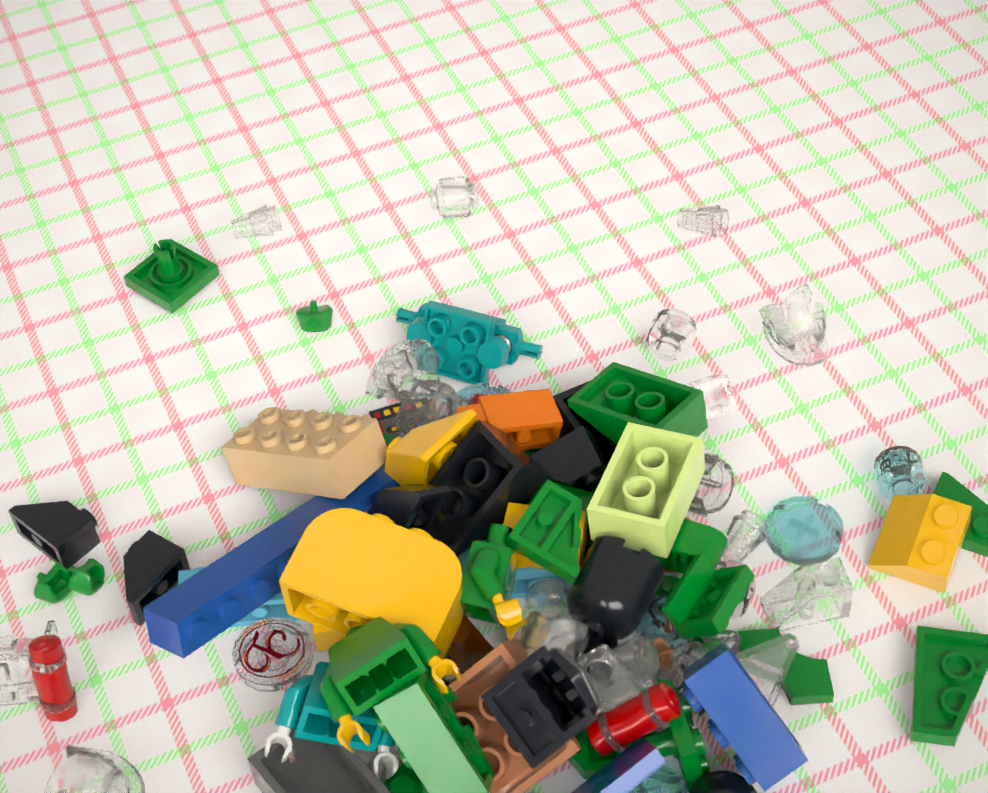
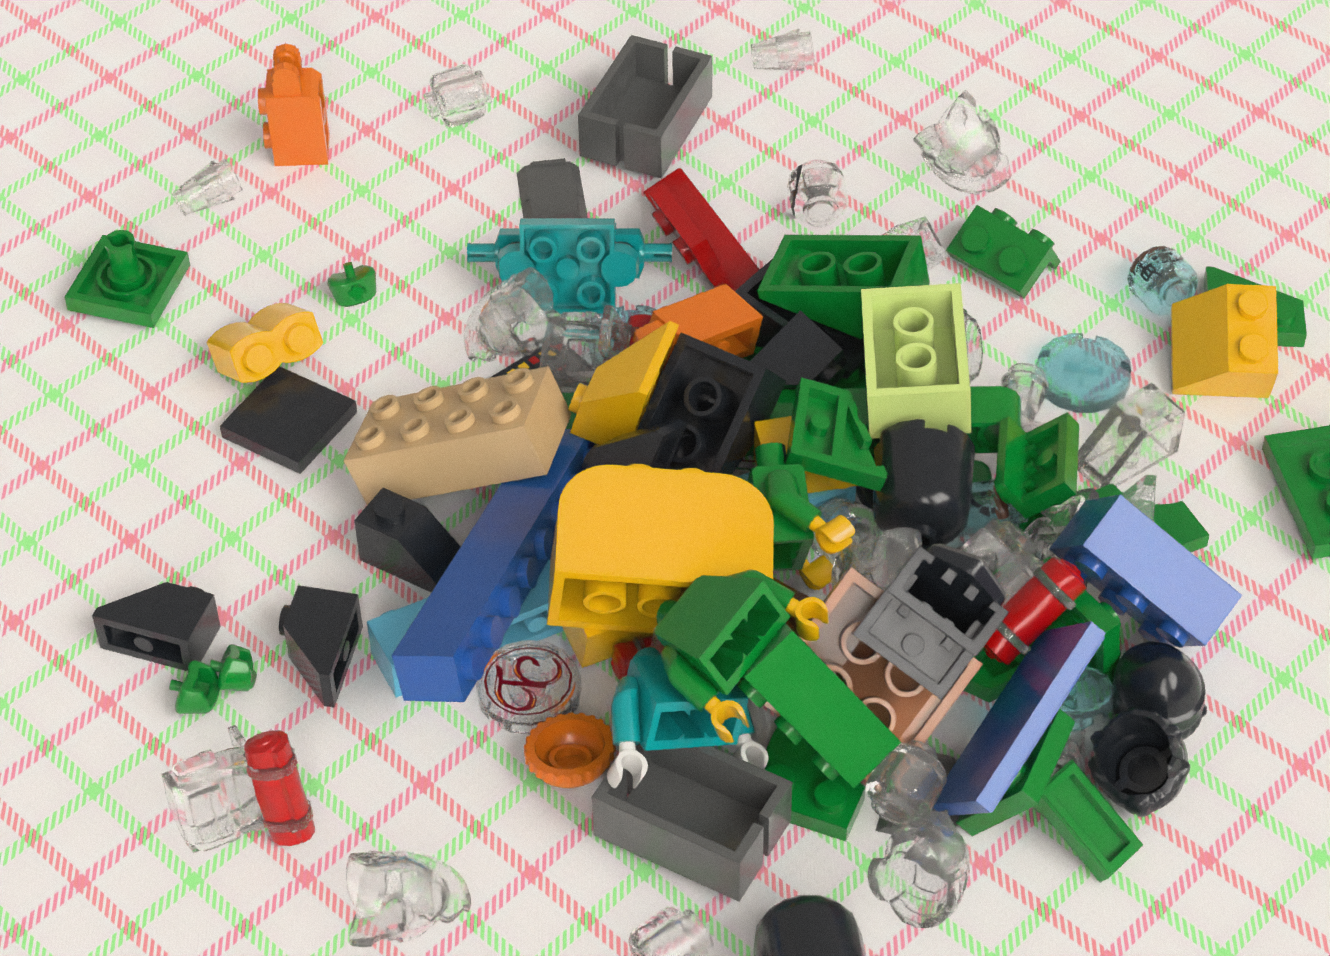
camera: 25 degrees left, 0 degrees up
(221, 345) = (260, 346): none -> yellow brick
(221, 403) = (288, 419): none -> black tile
(239, 510) = (404, 540): none -> black slope
(258, 711) = (569, 750): none -> orange hat
(333, 182) = (294, 110): none -> orange hinge
(488, 285) = (551, 190): none -> dark grey piece
(567, 339) = (699, 231): none -> red bracket
(576, 237) = (636, 111): none -> dark grey piece
(786, 415) = (1002, 251): none -> green bracket

